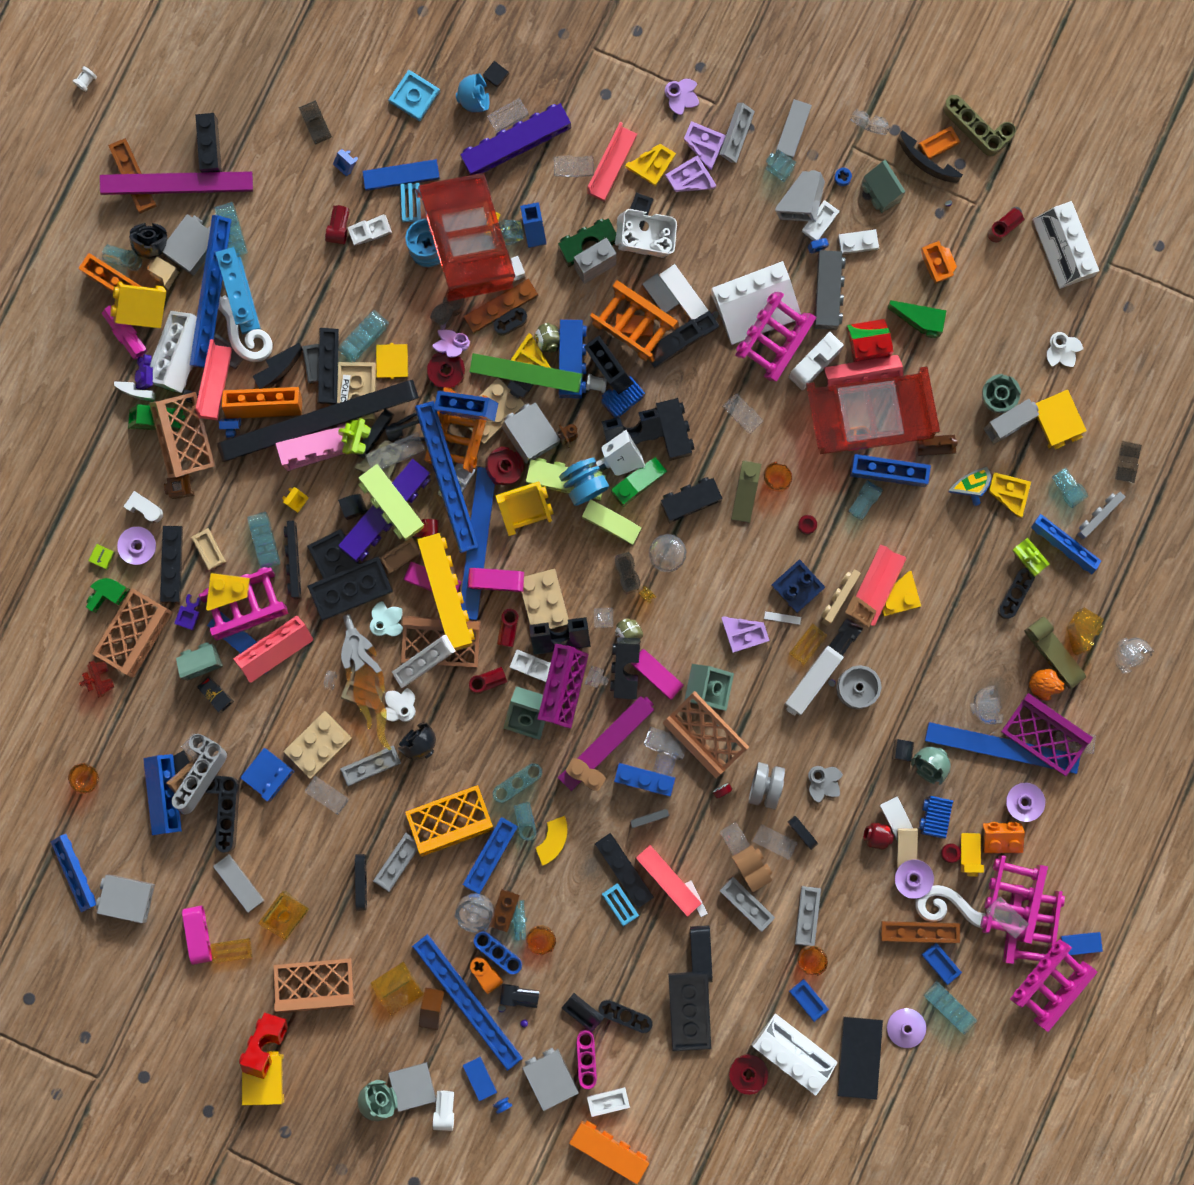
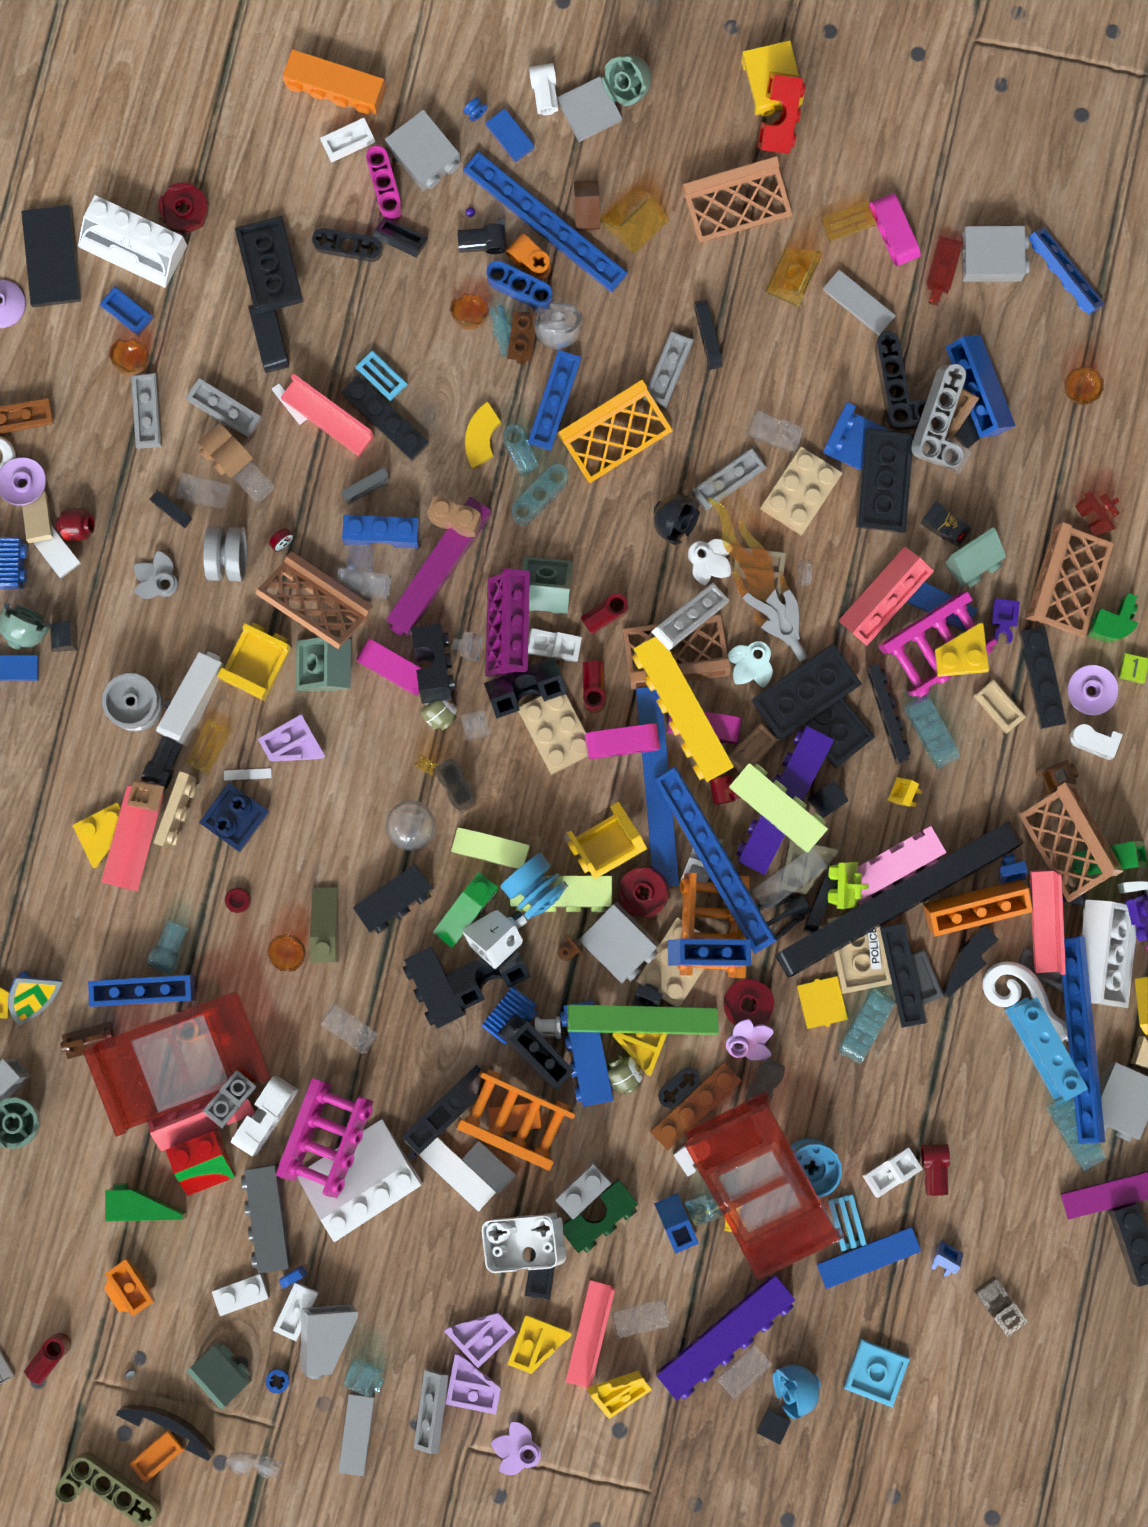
camera: 170 degrees right, 0 degrees up
(167, 897) = (943, 268): none -> clear red hinge
(252, 738) = (884, 480): none -> black tile
(600, 117) = (619, 1392): none -> yellow wing
(760, 701) = (255, 661): none -> yellow panel
(839, 377) = (229, 1099): none -> light grey slope

